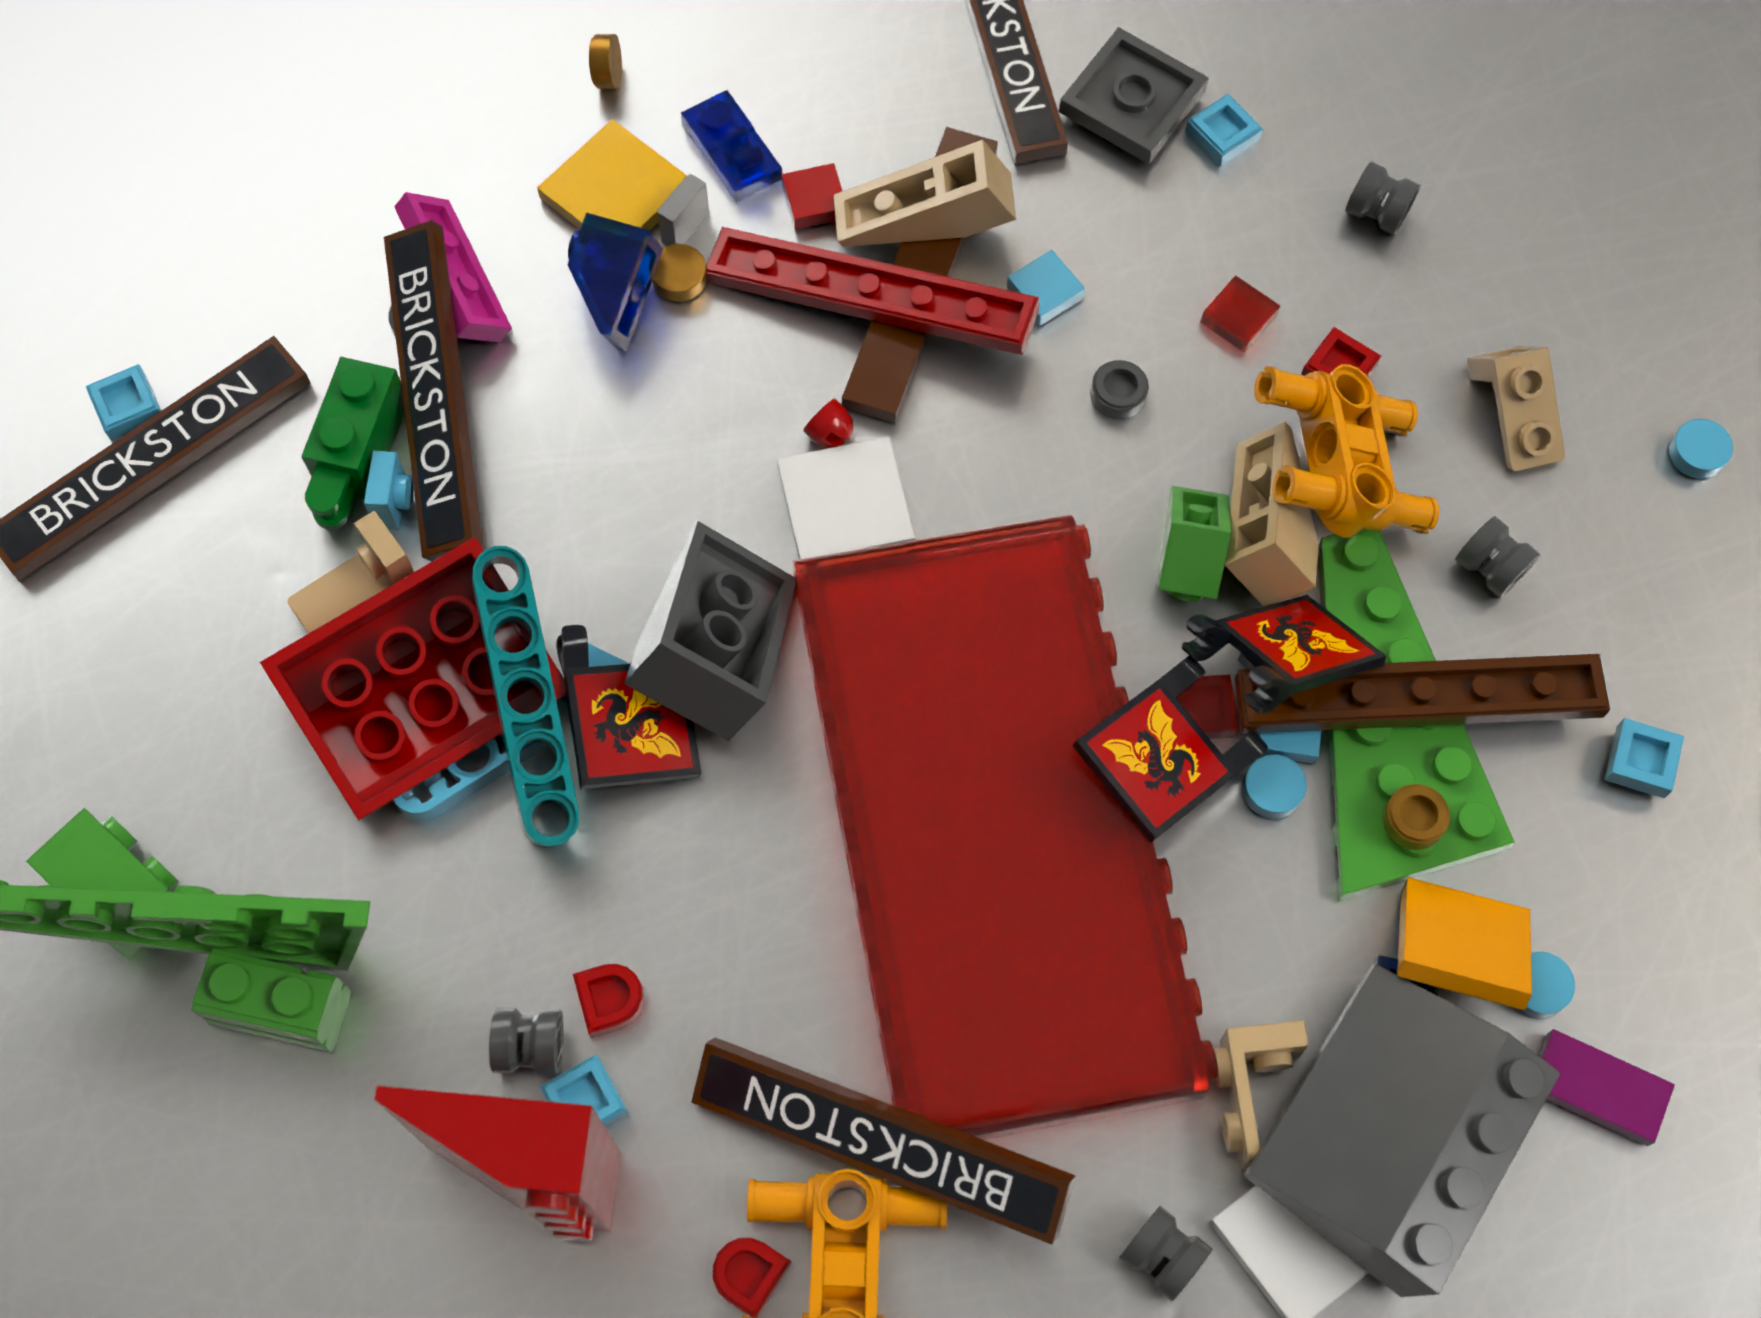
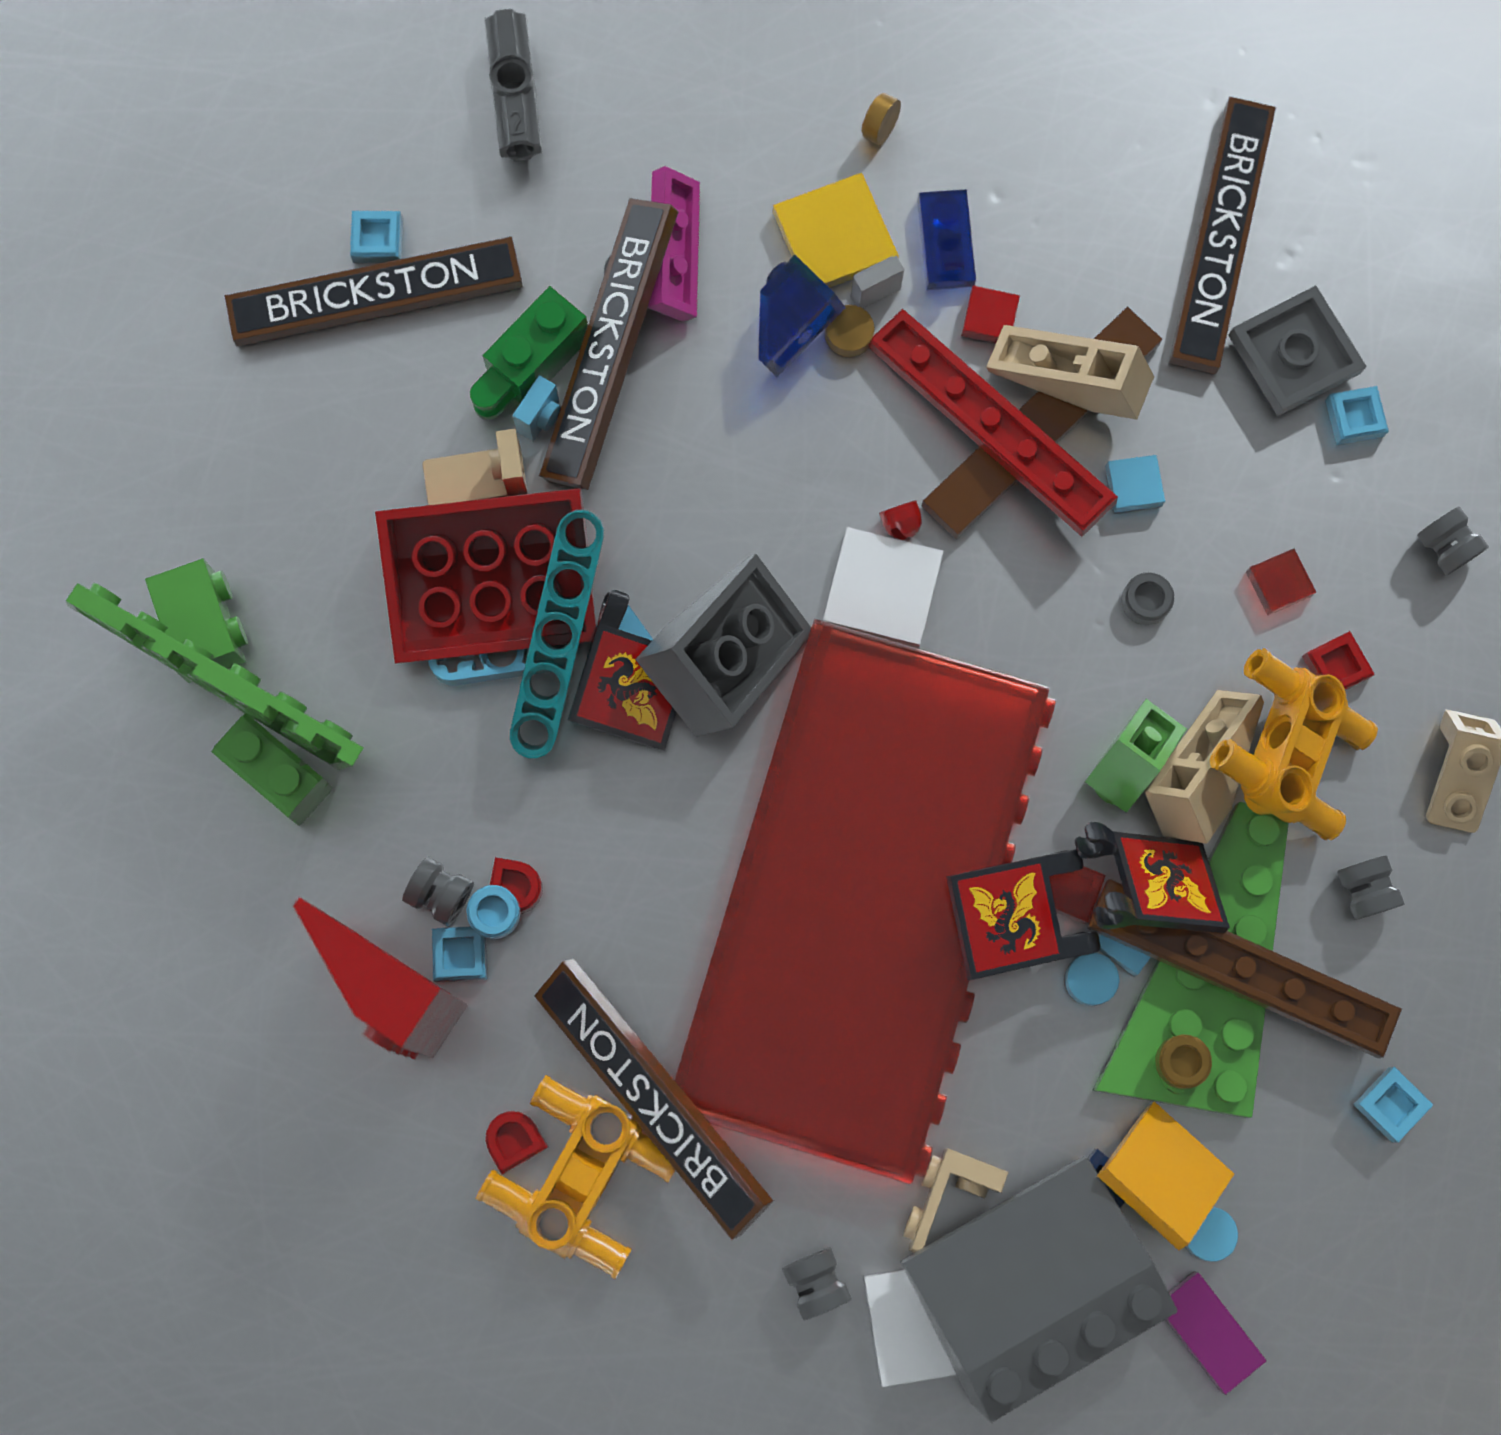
camera: 25 degrees right, 10 degrees up
(203, 189) = (516, 107): none -> dark grey piece
(600, 1031) = (493, 912): none -> medium azure tile

